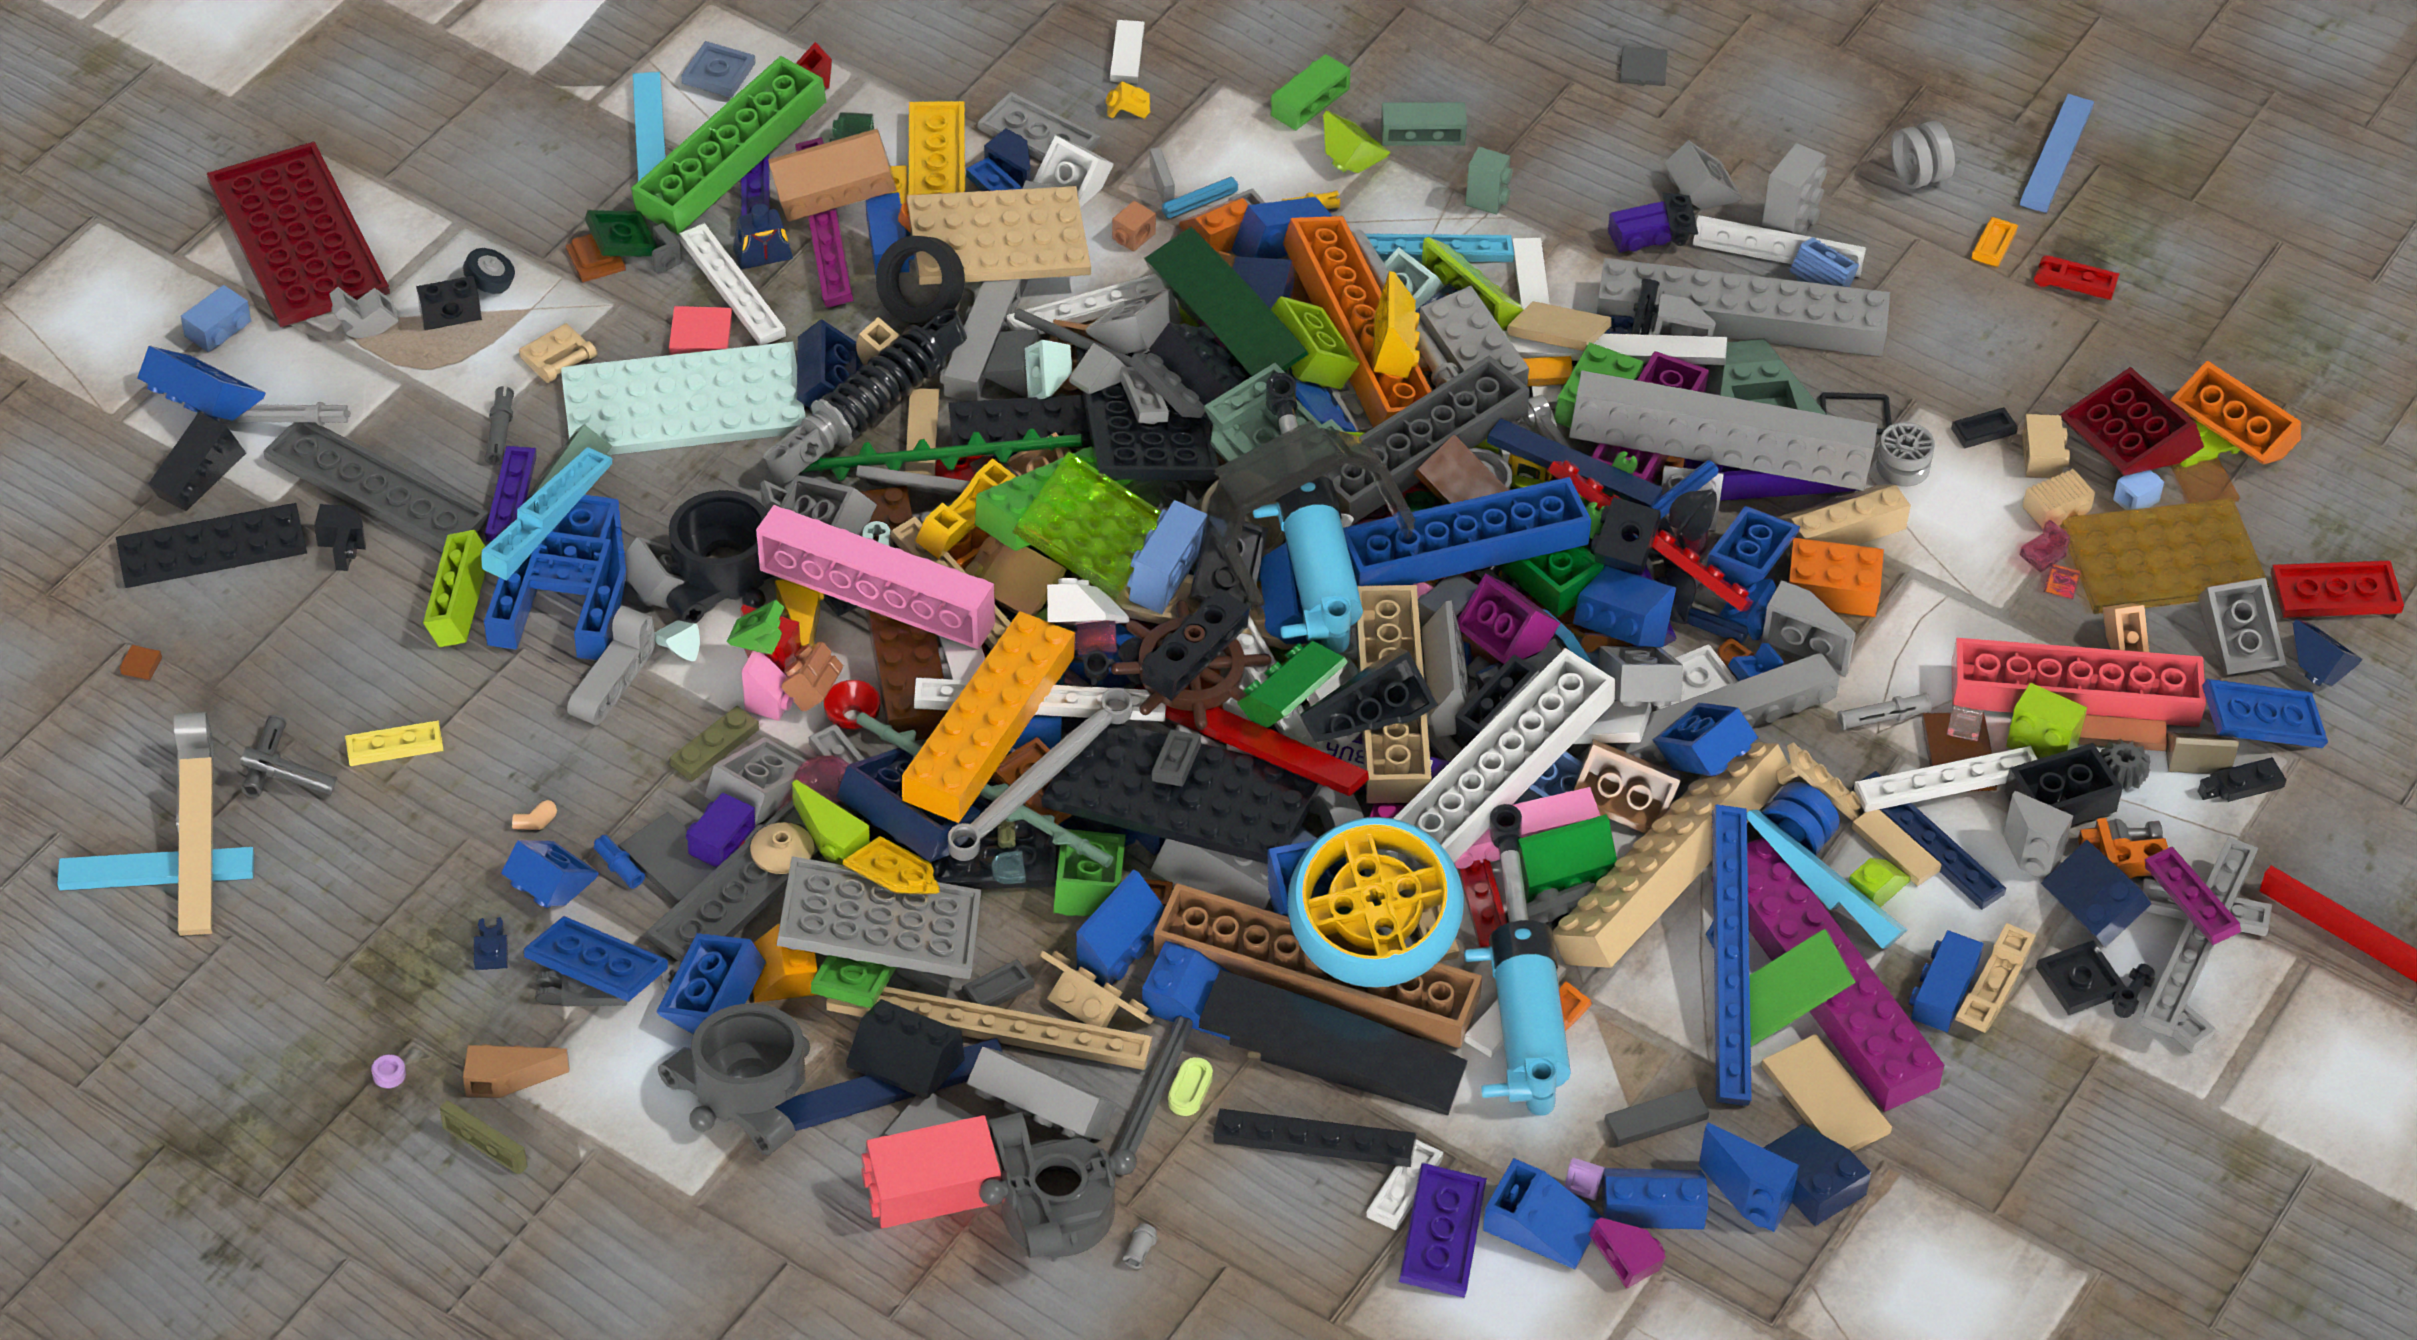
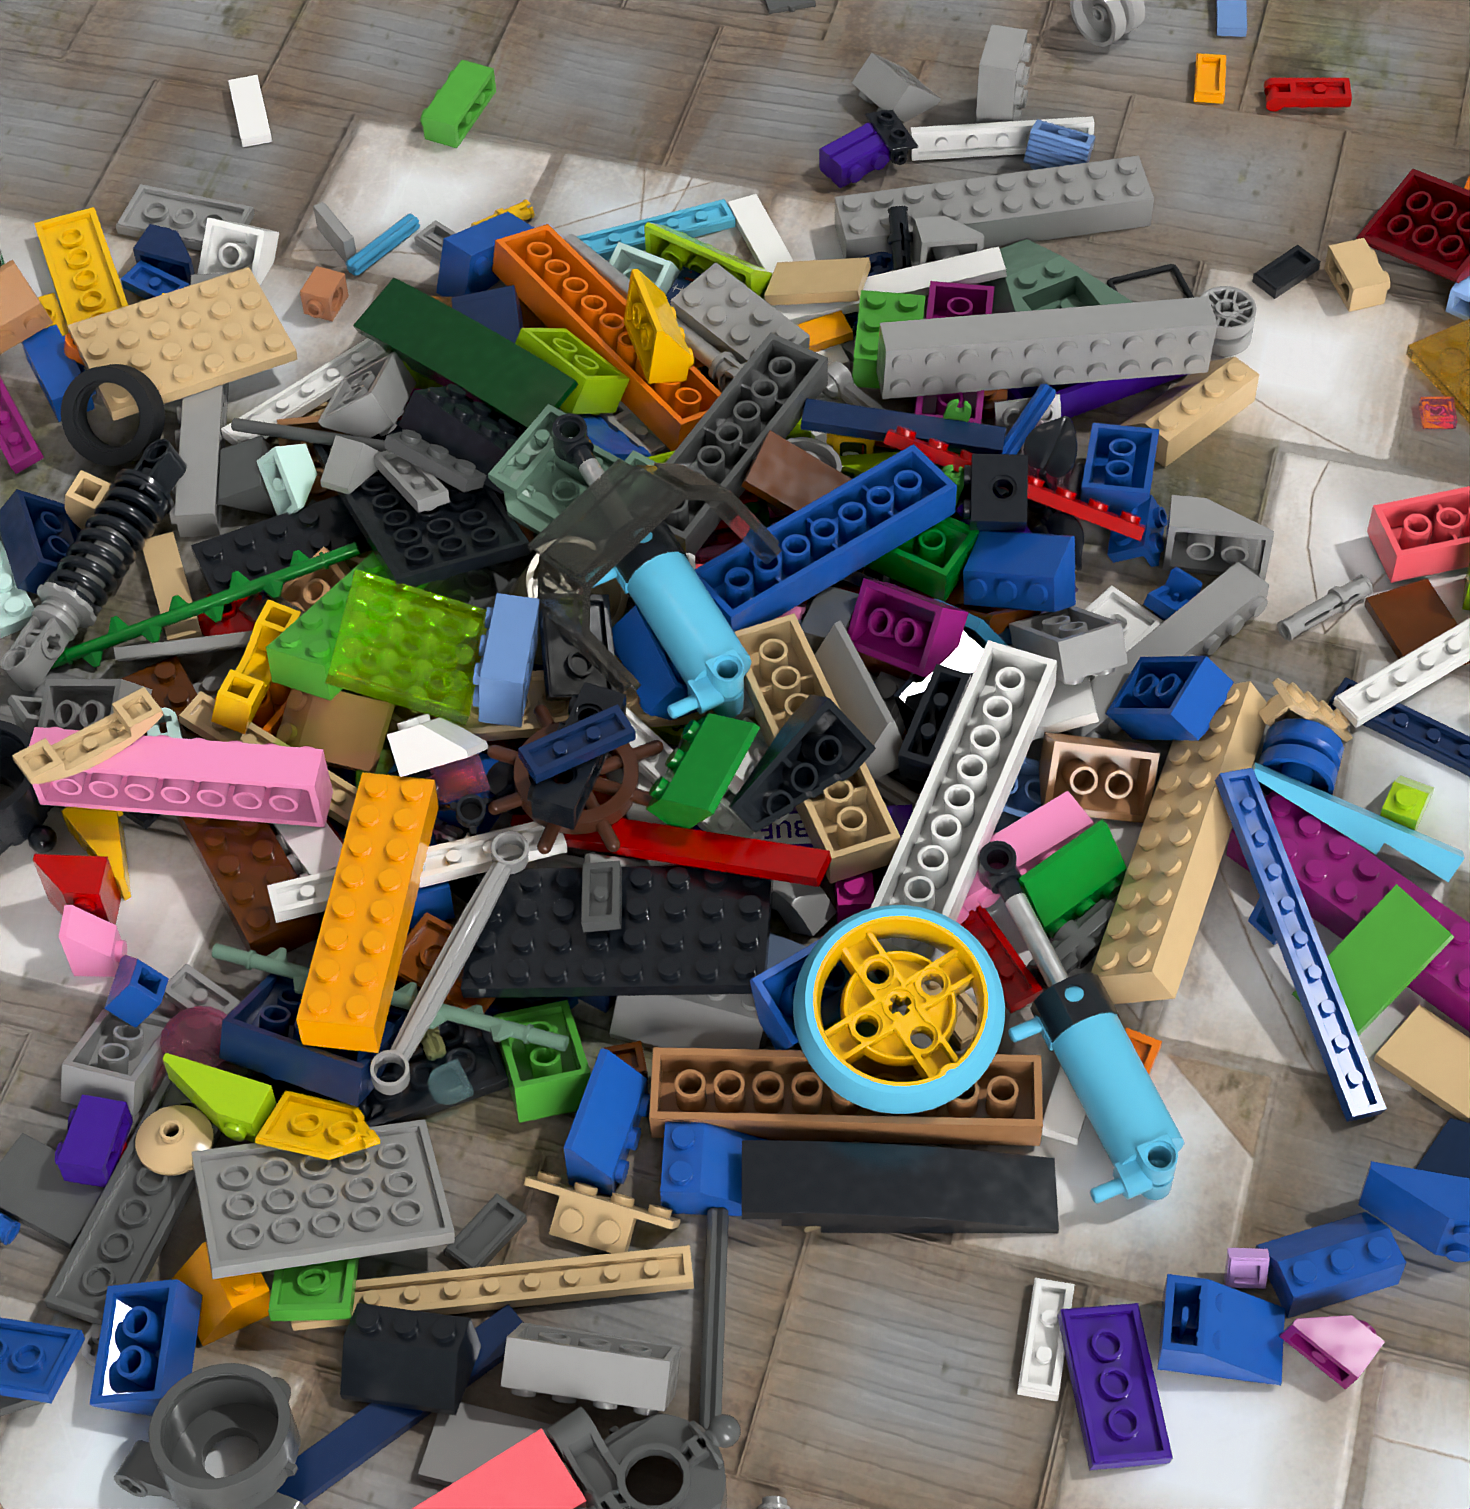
camera: 15 degrees left, 5 degrees up
(714, 743) = (50, 1029): olive plate -> none
(758, 629) = (62, 881): bright green slope -> none
(788, 731) = (135, 991): none -> blue slope
(811, 675) = (140, 914): nougat brick -> none
(815, 529) = (93, 744): none -> tan slope
(851, 696) = (192, 923): red piece -> none
(1129, 99) = (269, 159): yellow bracket -> none
(1190, 1086) = (754, 1292): yellowish green tile -> none
(1194, 631) = (576, 743): none -> dark blue plate
(1218, 224) = (414, 265): orange slope -> none
(1315, 1137) = (923, 1314): black plate -> none
(1350, 144) = (522, 148): lime slope -> none
(1423, 124) = (589, 106): sand green brick -> none
(1488, 180) = (681, 147): sand green brick -> none
(1656, 1116) = (1289, 1161): dark grey tile -> none
(1717, 625) = (1114, 561): dark blue axle -> none
(1731, 649) = (1138, 586): dark orange tile -> none
(1838, 574) = (1214, 467): orange brick -> none
(1896, 846) = (1404, 756): tan tile -> none
(1965, 722) = (1416, 596): clear tile -> none
(2047, 547) = (1409, 380): clear pink bracket -> none
(2059, 498) = (1397, 326): tan brick -> none

